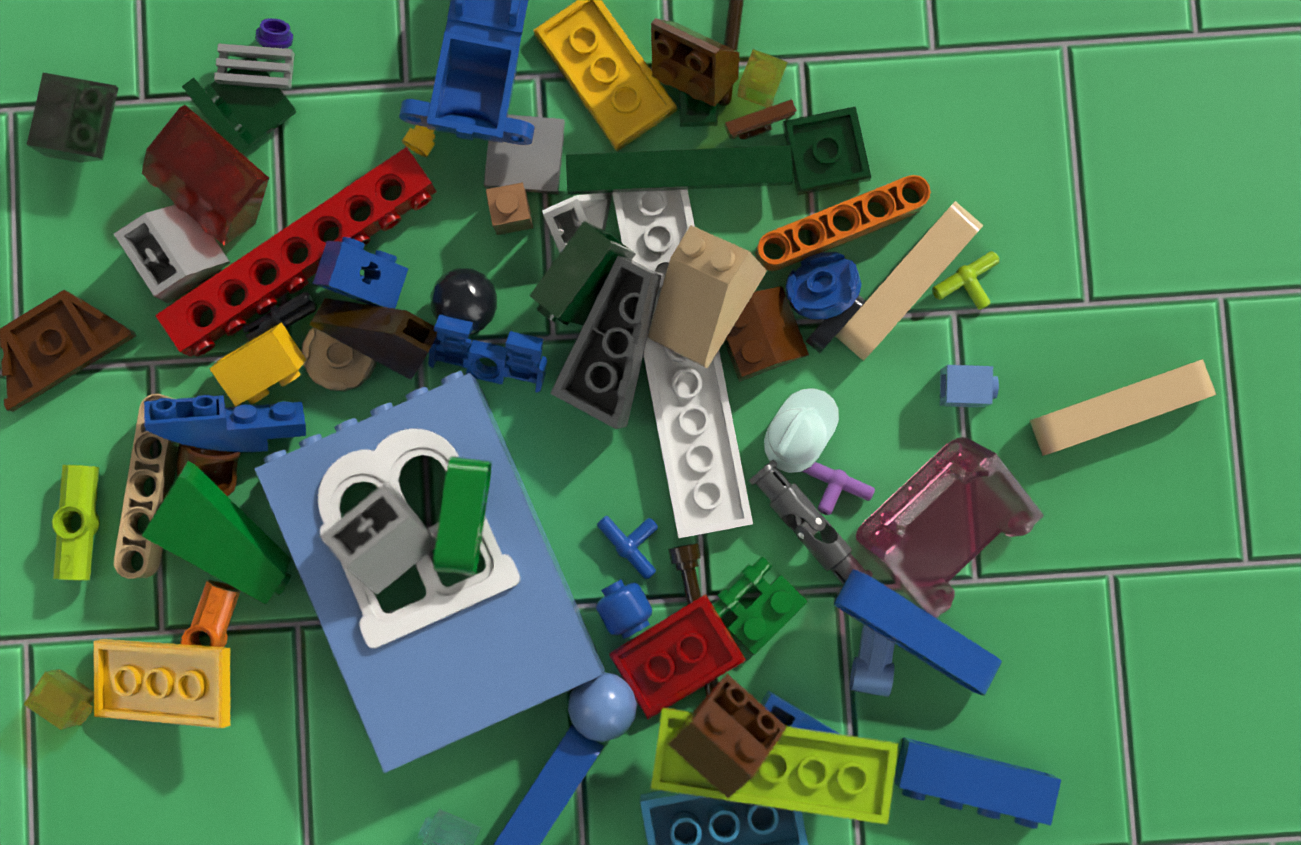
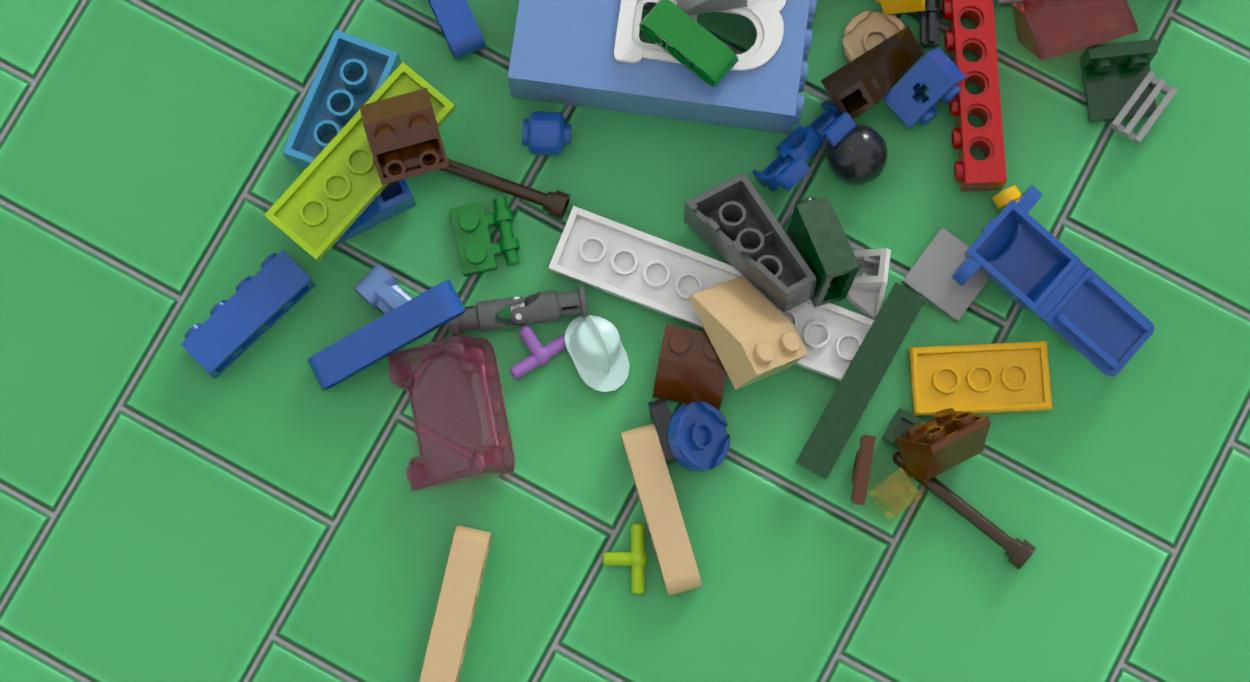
camera: 120 degrees right, 5 degrees down
(274, 34) = (1161, 139): dark purple plate -> none
(509, 208) = (910, 233): medium nougat brick -> none
(602, 707) = (483, 72): medium blue piece -> none
(627, 546) = (592, 167): blue piece -> none
(677, 656) = (485, 151): red tile -> none
(827, 150) = (806, 511): dark green plate -> none
(855, 211) = (740, 467): orange beam -> none
(968, 386) = (548, 500): medium blue brick -> none

